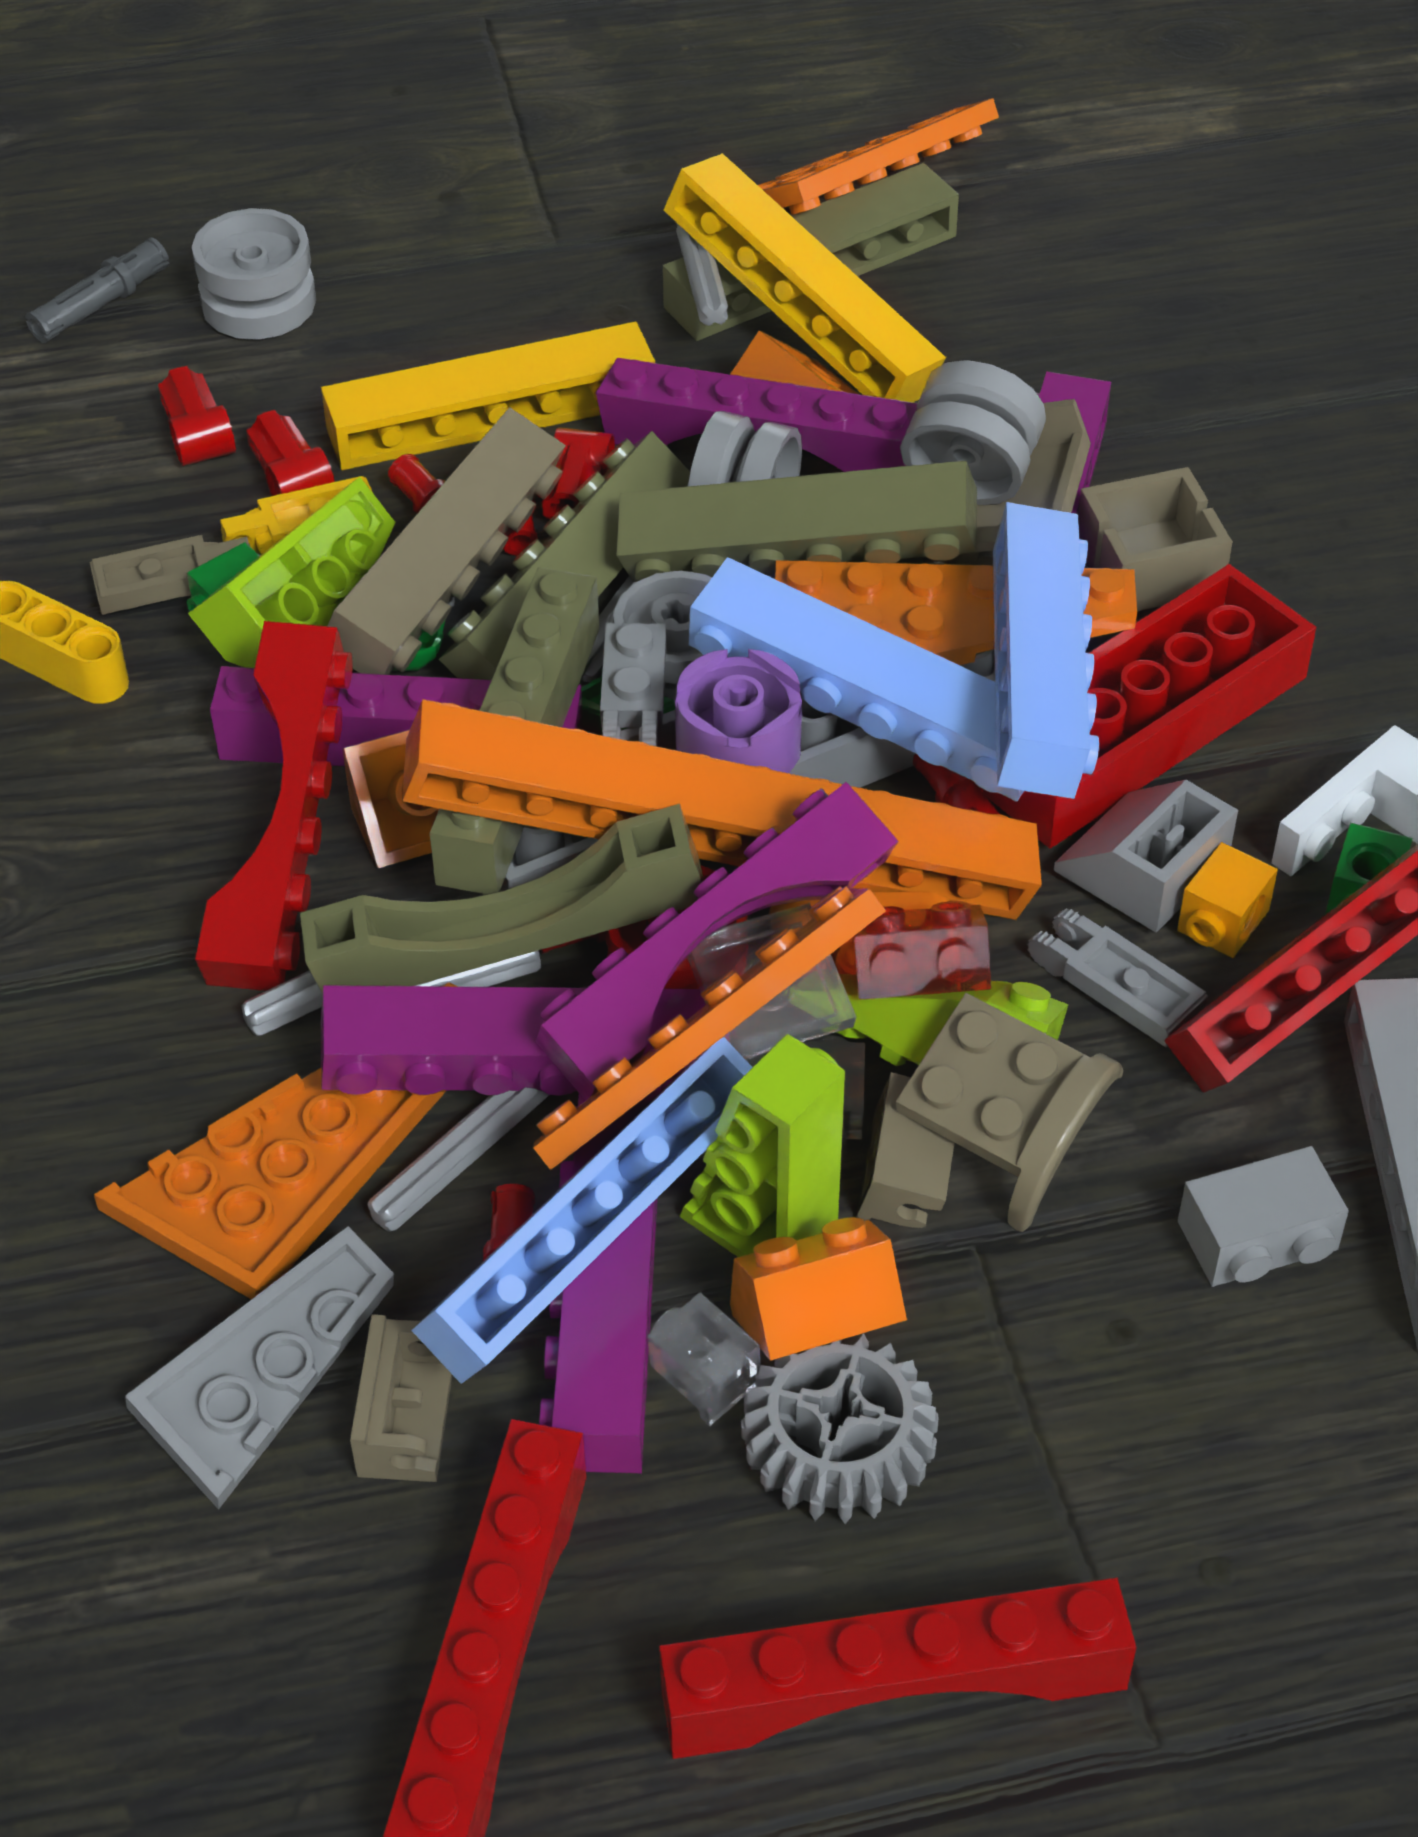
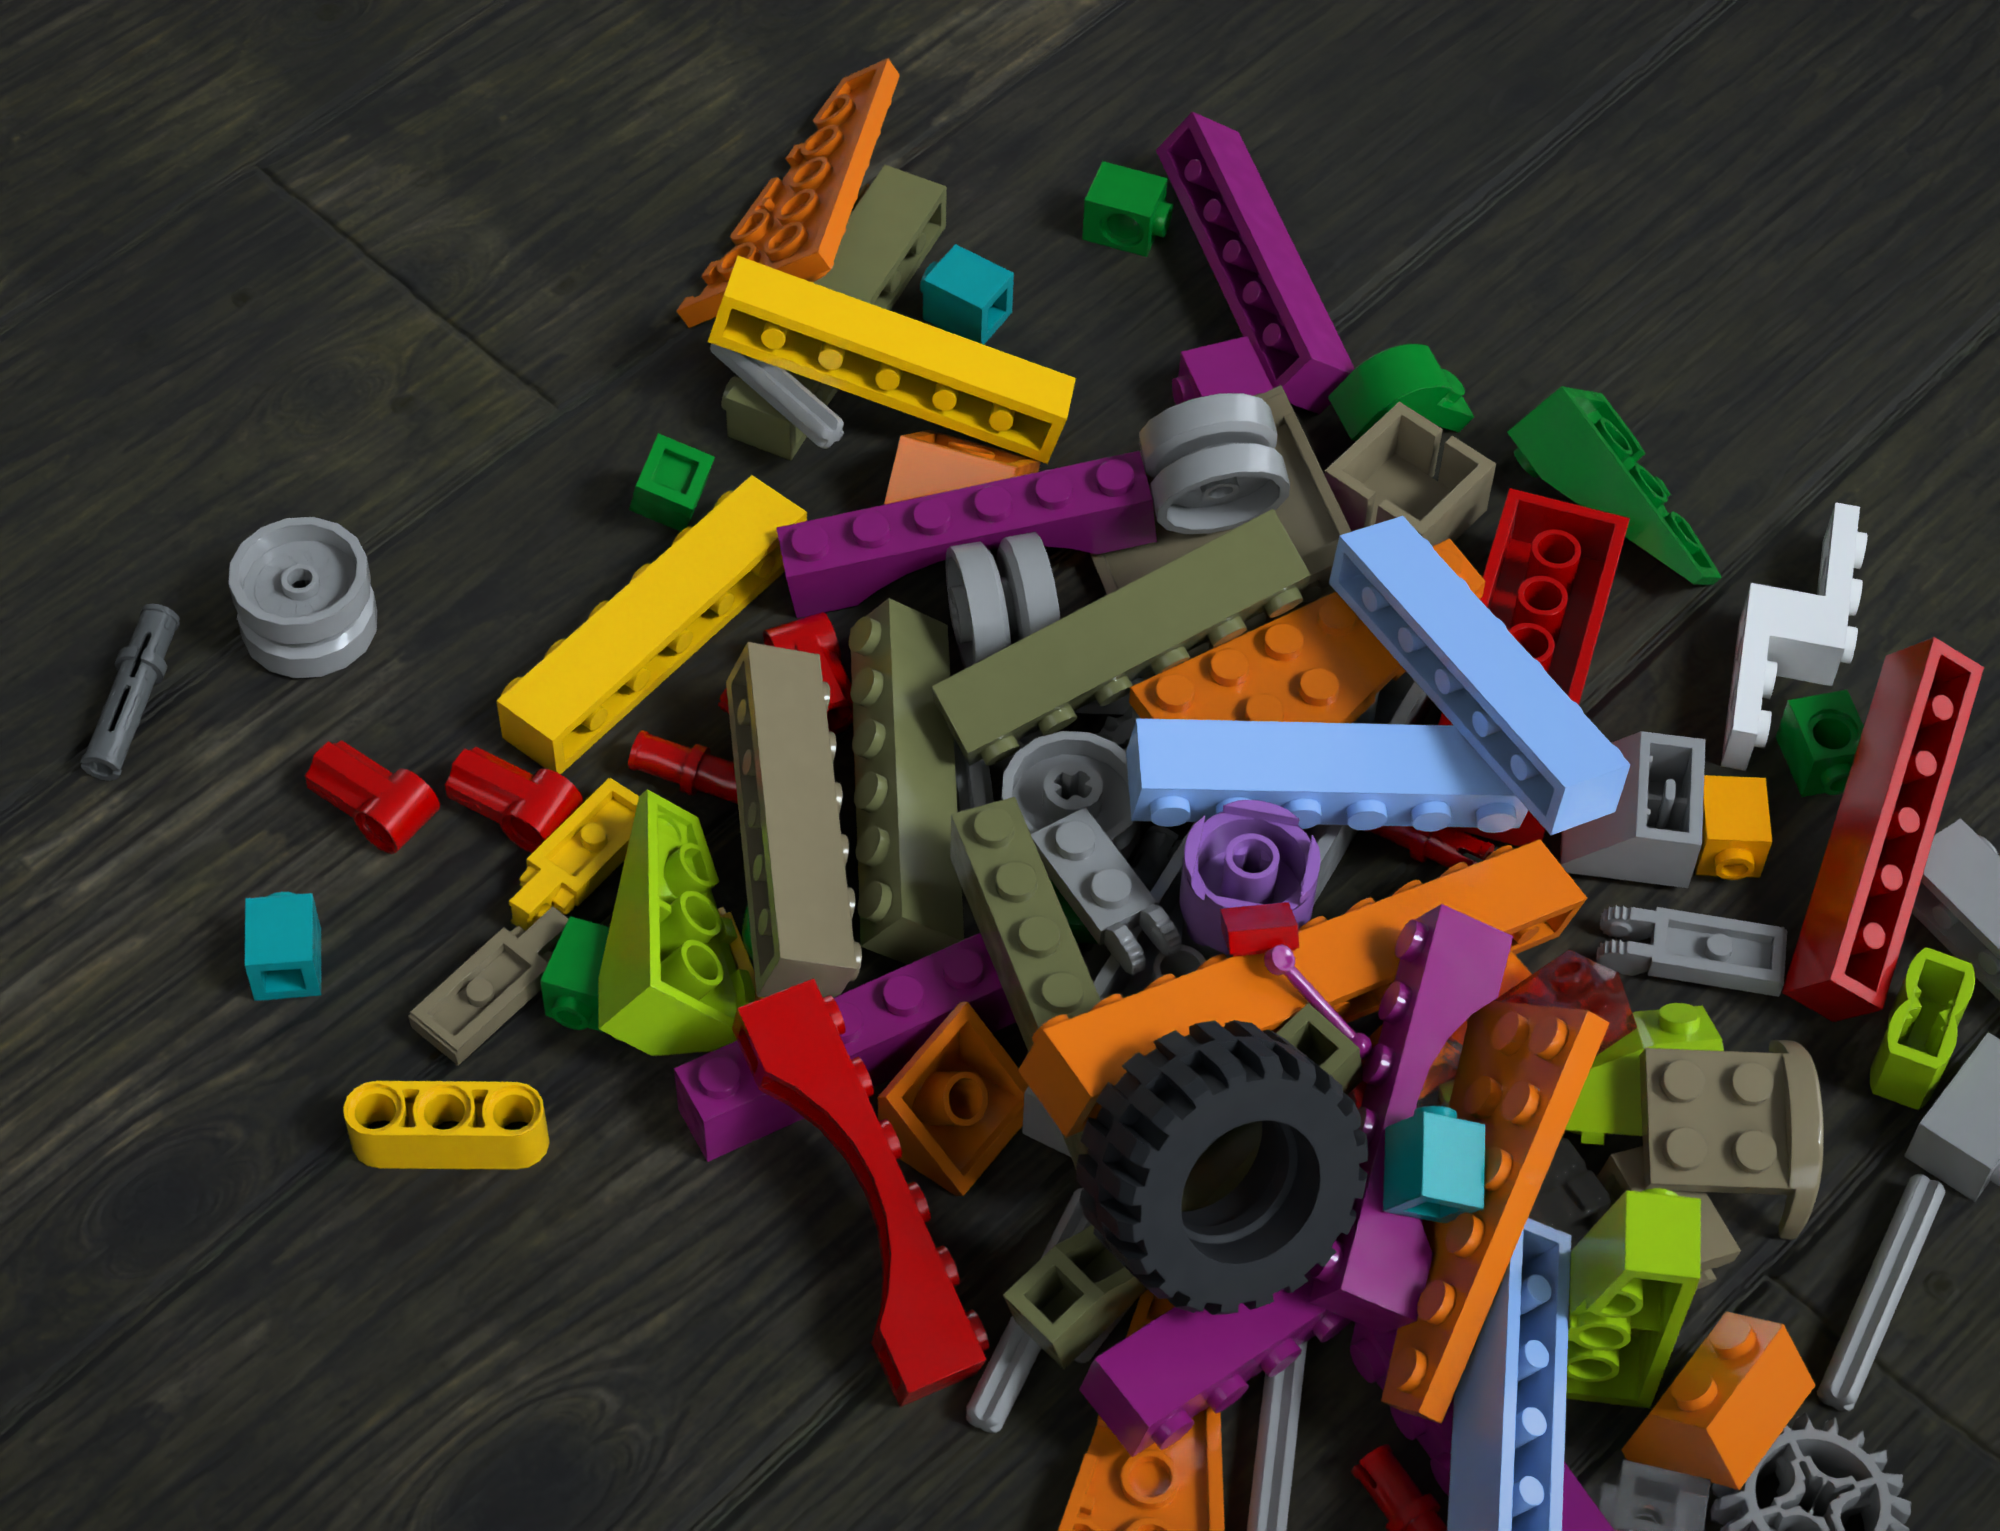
camera: 35 degrees left, 5 degrees up
(48, 483) = (283, 946): none -> teal brick
(449, 943) = (1275, 1218): none -> black tyre
(575, 301) = (671, 483): none -> green brick
(677, 762) = (1281, 961): none -> magenta hinge
(681, 965) = (1434, 1165): none -> teal brick
(689, 738) = (1259, 928): none -> red tile
(920, 279) = (967, 295): none -> teal brick
(1057, 1304) = (1881, 1293): none -> light grey axle
(1100, 269) = (1126, 209): none -> green brick
(1169, 343) = (1255, 261): none -> magenta brick
(1223, 470) = (1405, 376): none -> green brick
(1259, 1115) = (1922, 1028): none -> lime brick
(1351, 591) = (1592, 459): none -> green wedge

